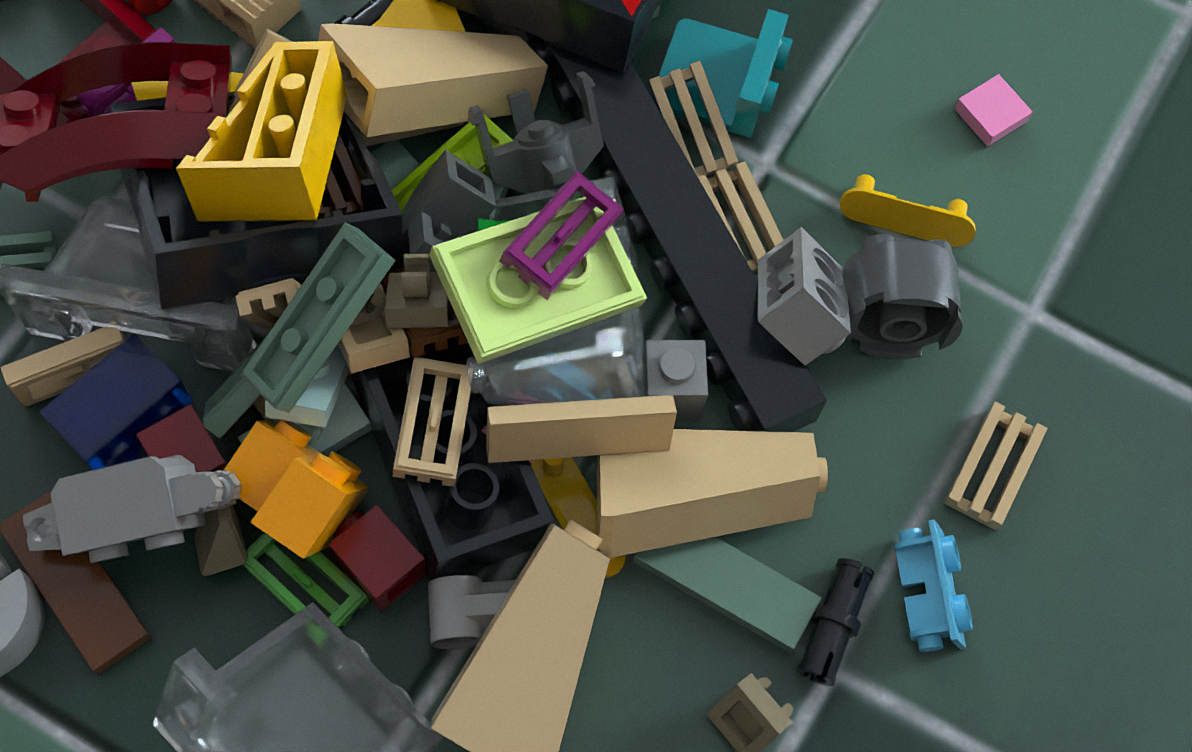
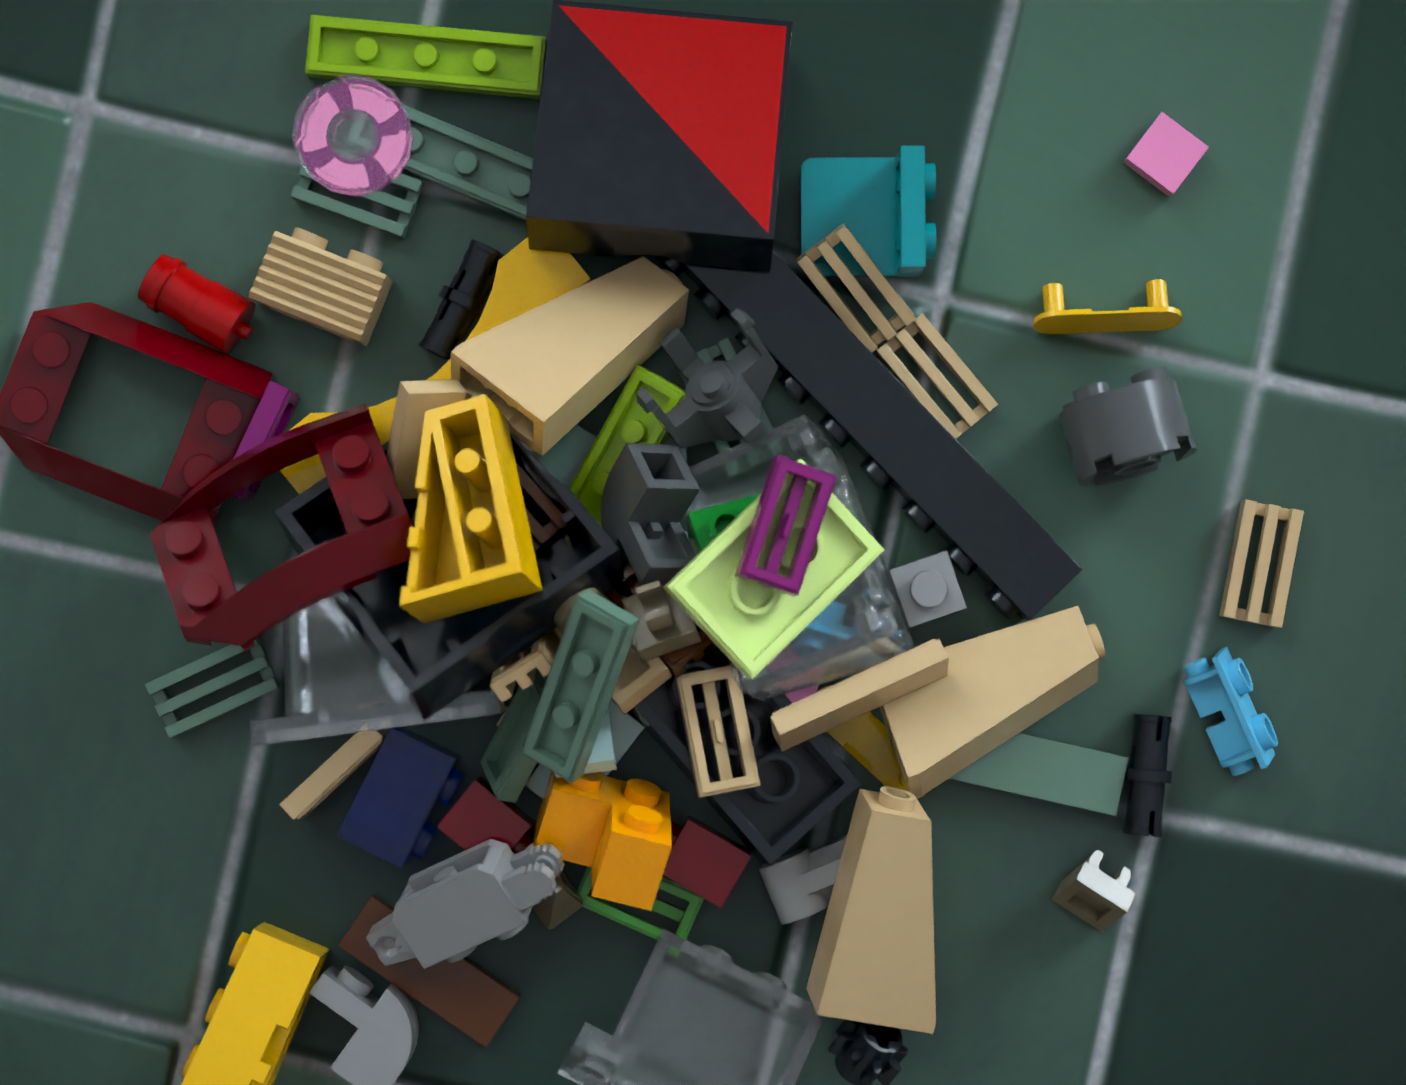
camera: 10 degrees left, 20 degrees up
(803, 297) = (1029, 468): light grey brick -> none

